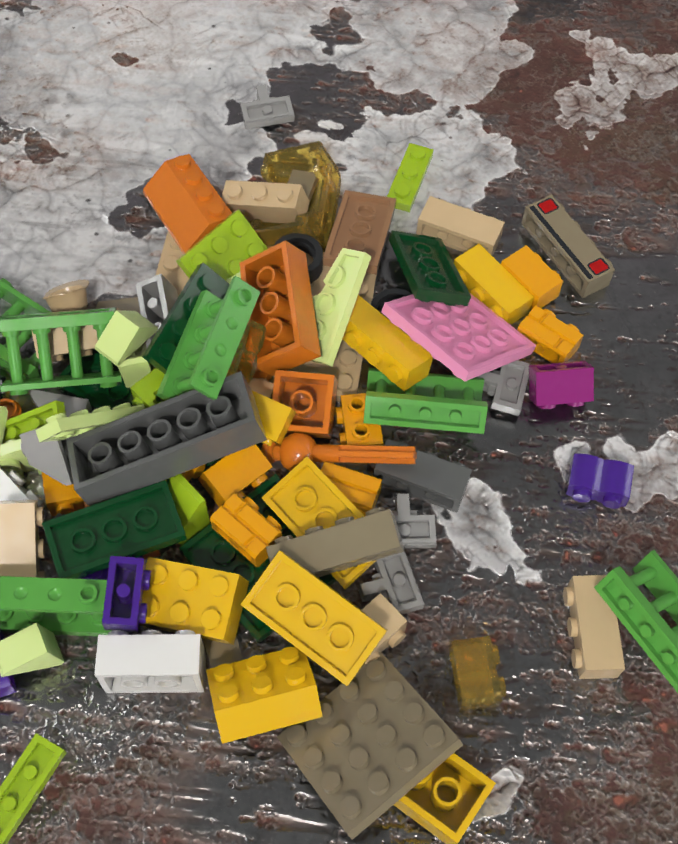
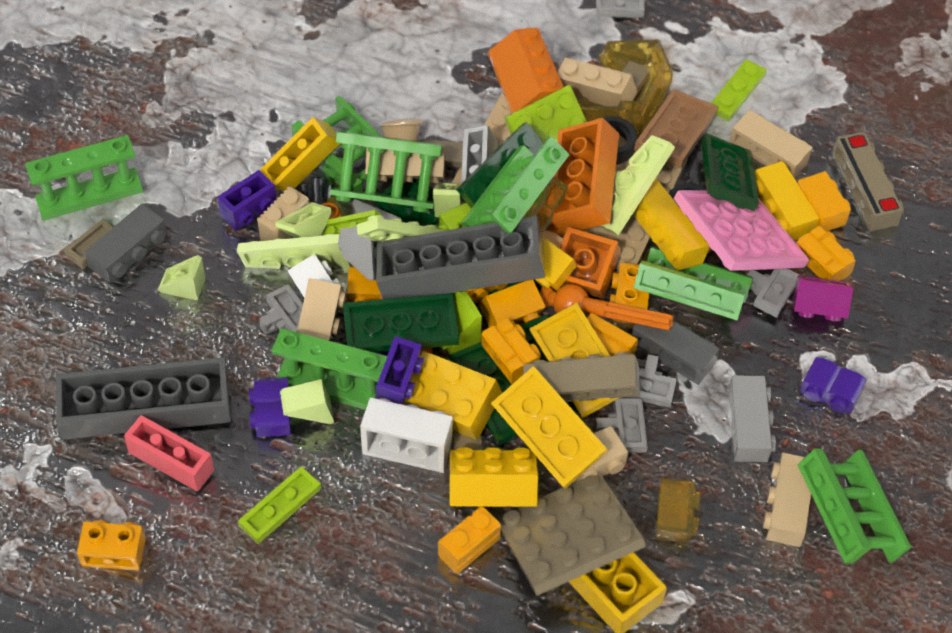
camera: 15 degrees right, 5 degrees down
(124, 335) = (444, 169): yellowish green slope -> none
(253, 775) = (469, 540): none -> light orange brick
(525, 541) = (751, 419): none -> light grey brick

